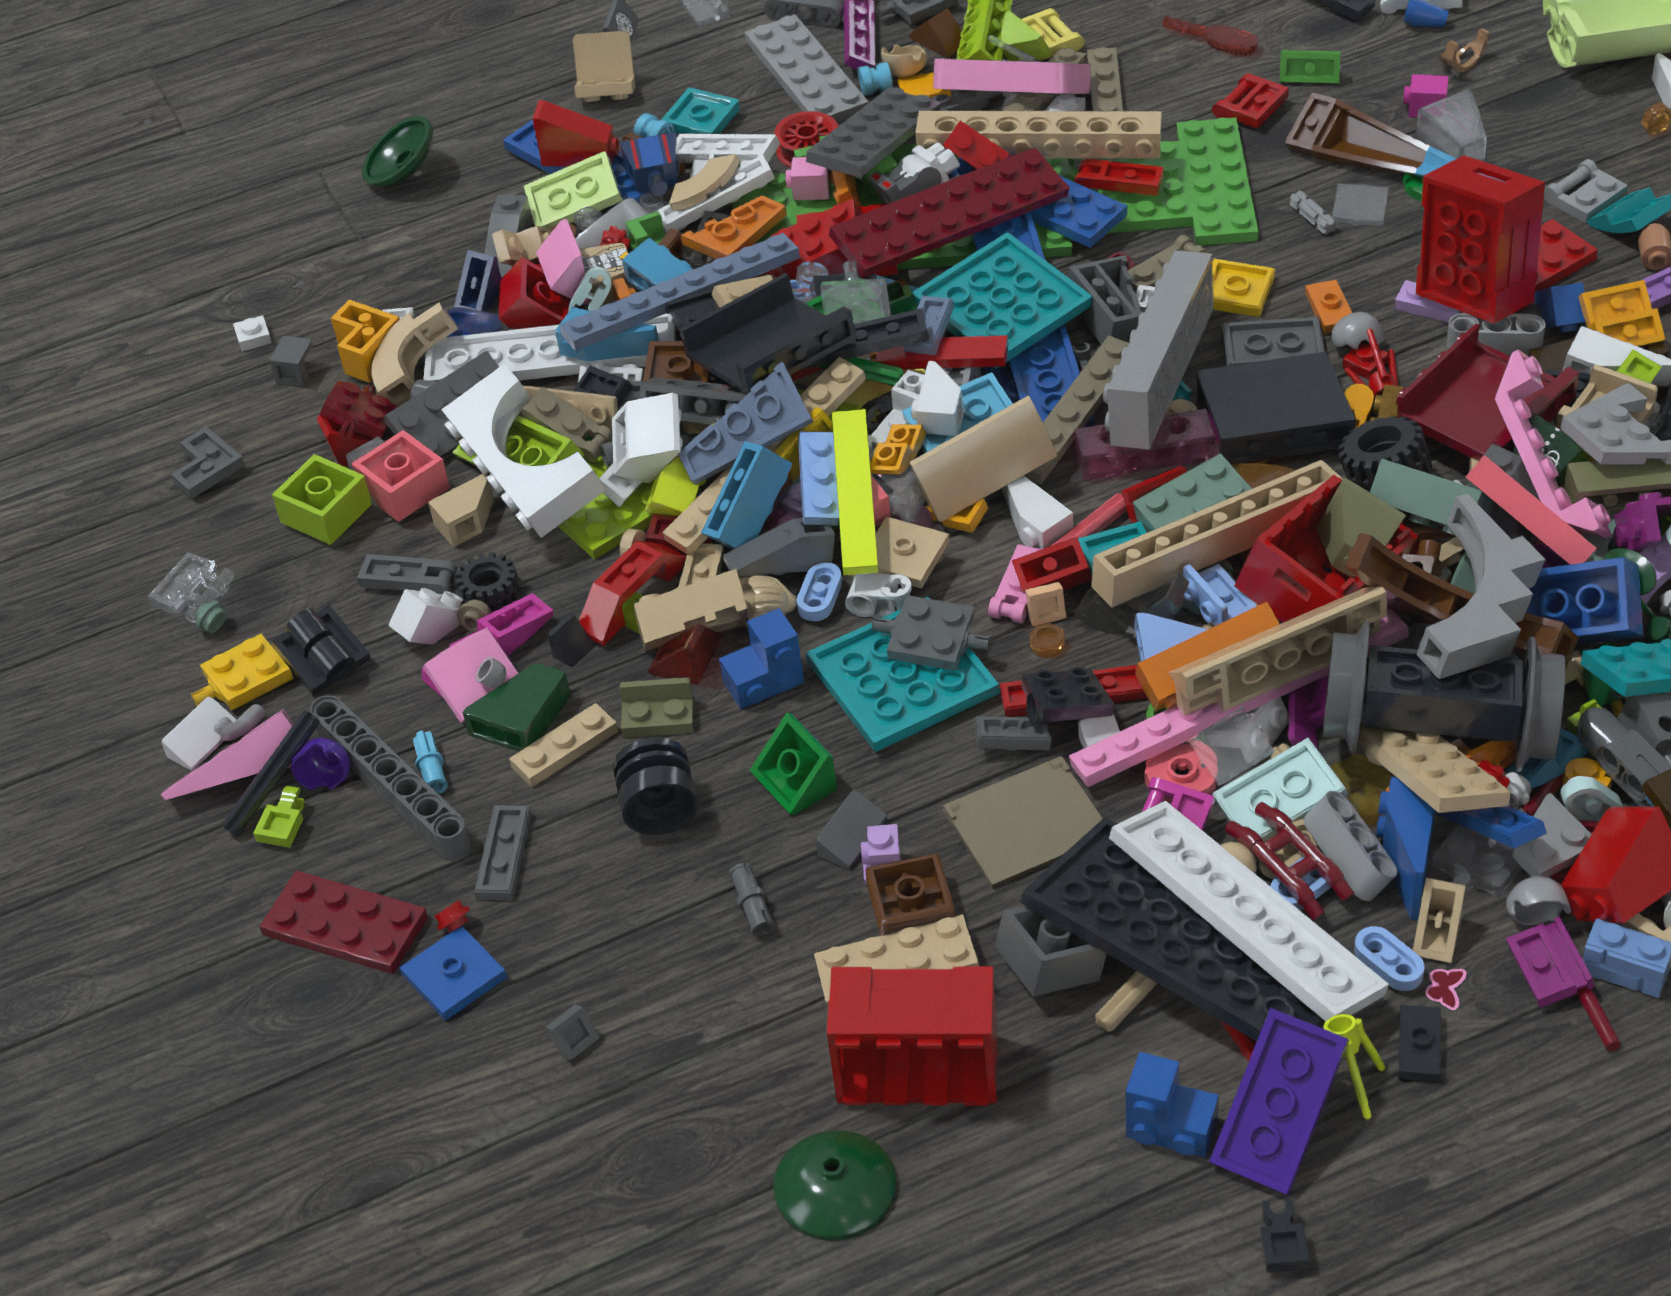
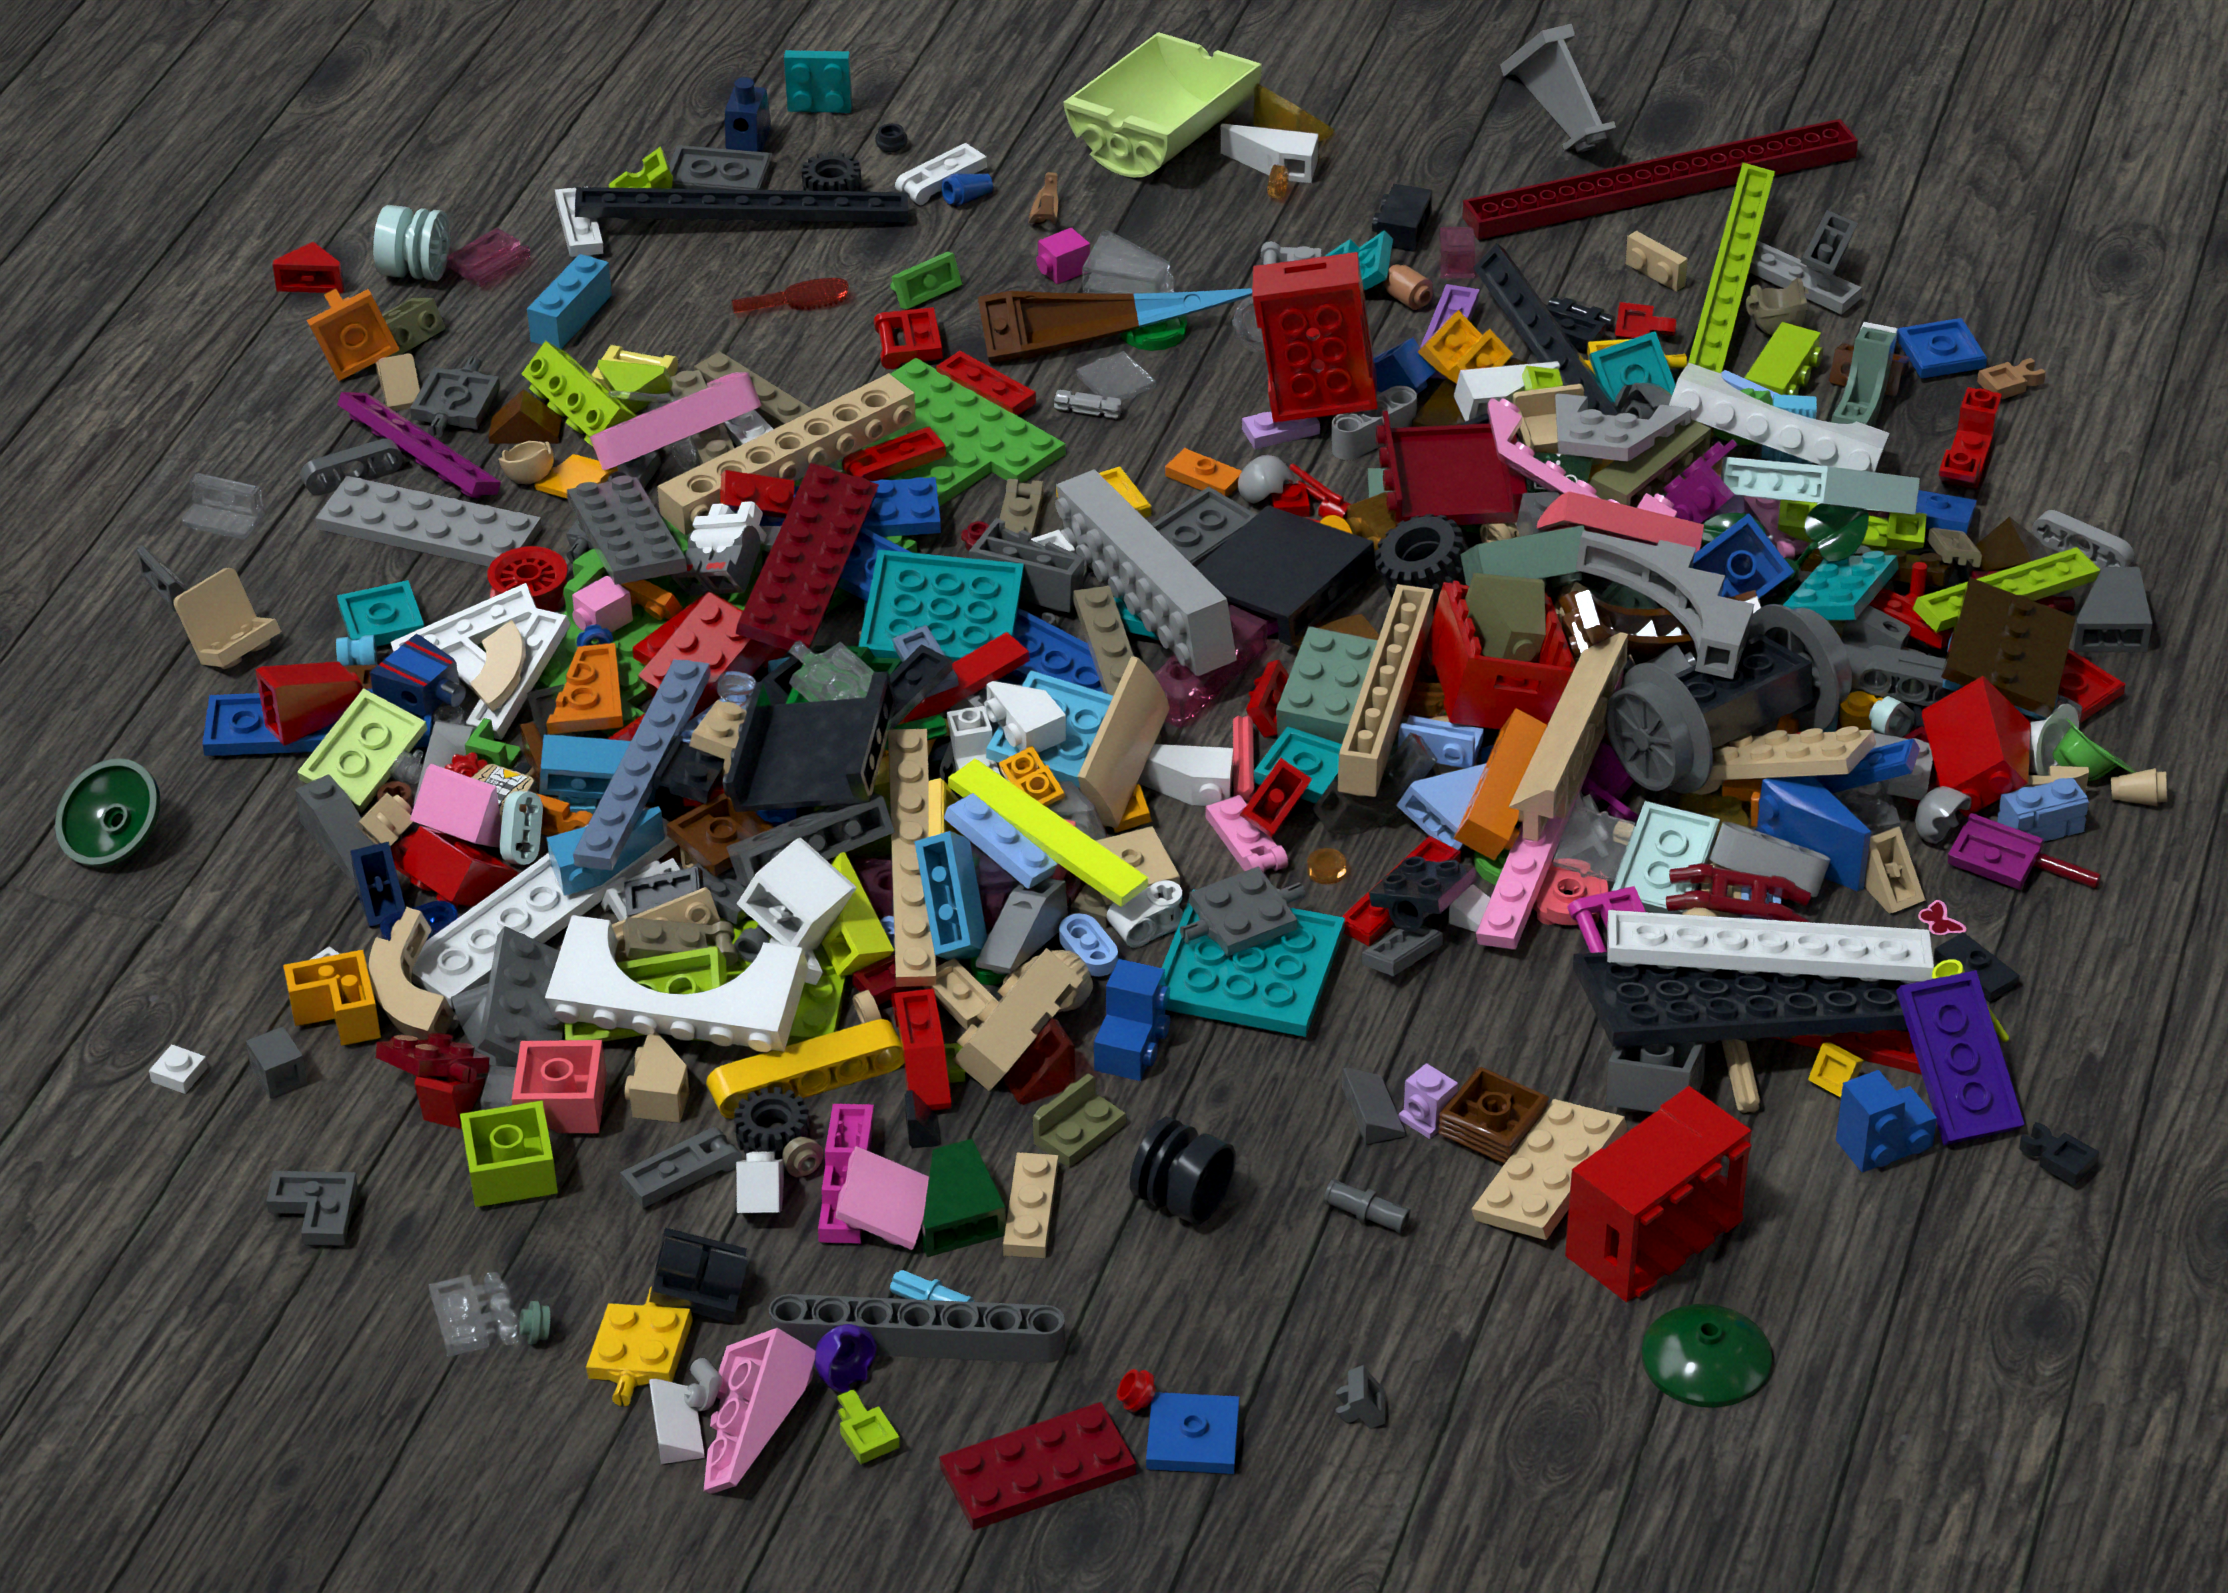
camera: 50 degrees left, 5 degrees down
(270, 773) = (815, 1393): black axle -> none
(491, 673) = (908, 1176): light grey hinge -> none
(503, 853) = (1100, 1319): dark grey tile -> none
(546, 557) = (810, 1065): none -> yellow beam
(760, 418) = (899, 812): sand blue wing -> none
(782, 195) = (594, 632): none -> blue plate
(795, 767) = (1265, 1082): green slope -> none
(873, 79) = (523, 491): medium azure wheel -> none
(1023, 821) = (1495, 1008): dark tan piece -> none
(1045, 604) = (1296, 835): light nougat plate -> none
(1196, 1043) = (1834, 1067): none -> yellow tile
(1259, 161) = (987, 382): none -> red plate
(1392, 958) = (1887, 916): light blue plate -> none

